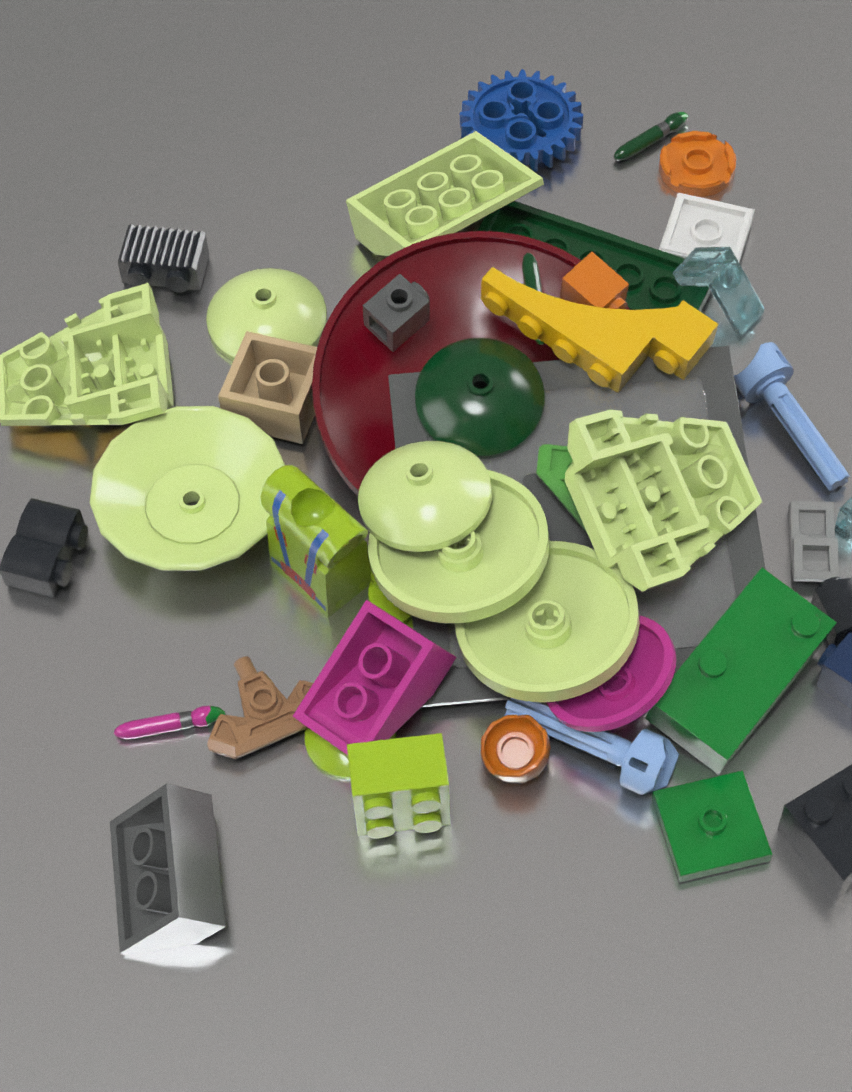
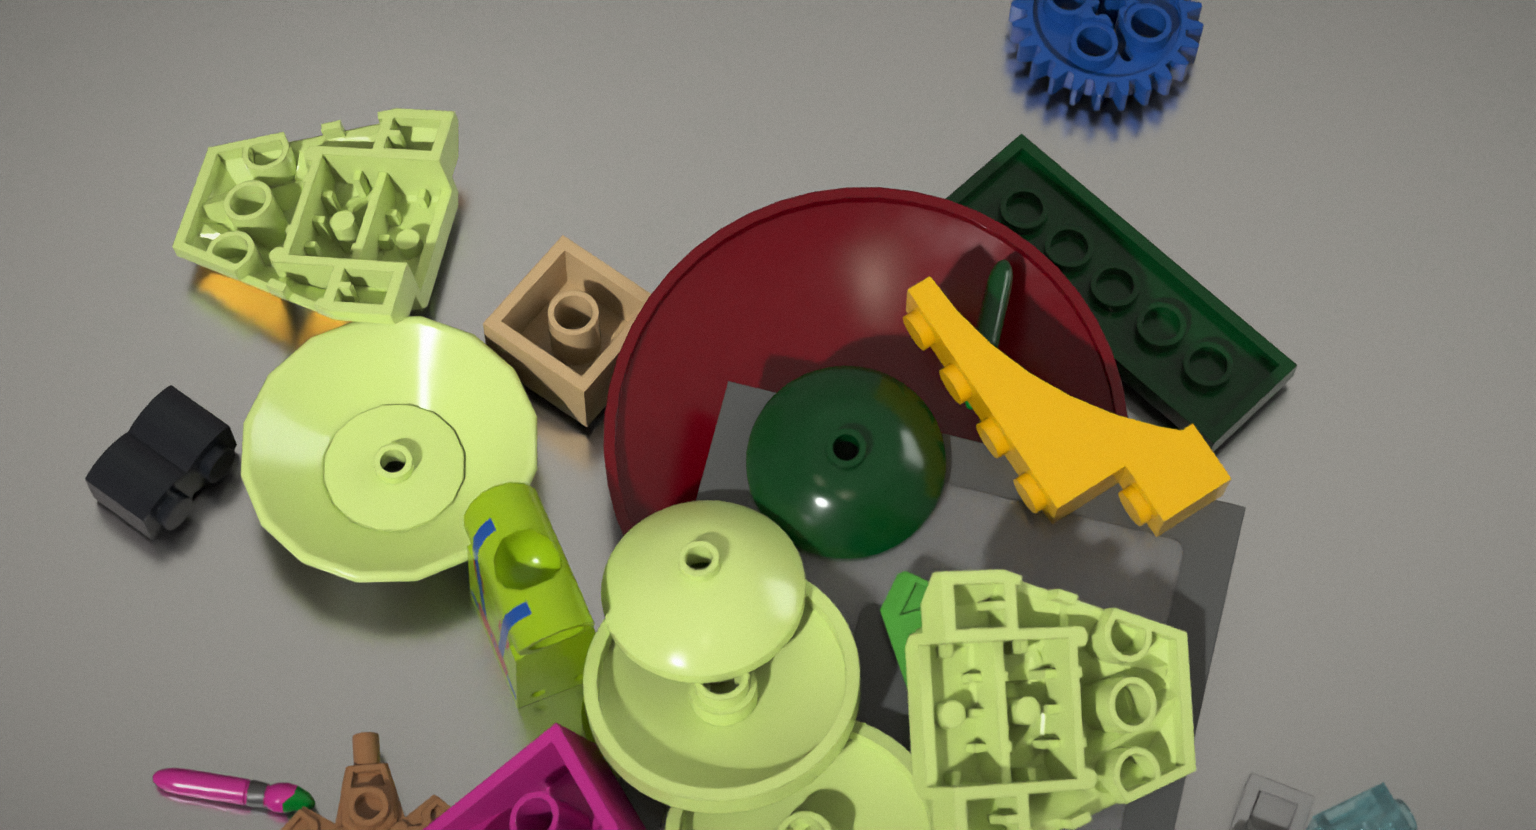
camera: 15 degrees right, 5 degrees up
(164, 257) = (502, 71): black brick -> none
(267, 304) = (632, 230): yellowish green dish -> none
(397, 312) = (777, 289): dark grey brick -> none
(439, 195) = (929, 113): yellowish green slope -> none
(594, 284) = (1078, 353): orange brick -> none
(670, 124) = (1328, 100): dark green piece -> none
(697, 164) = (1342, 177): orange tile -> none
(706, 224) = (1308, 297): white plate -> none
(727, 281) = (1296, 392): clear light blue bracket -> none
(766, 380) = (1295, 566): light blue piece -> none

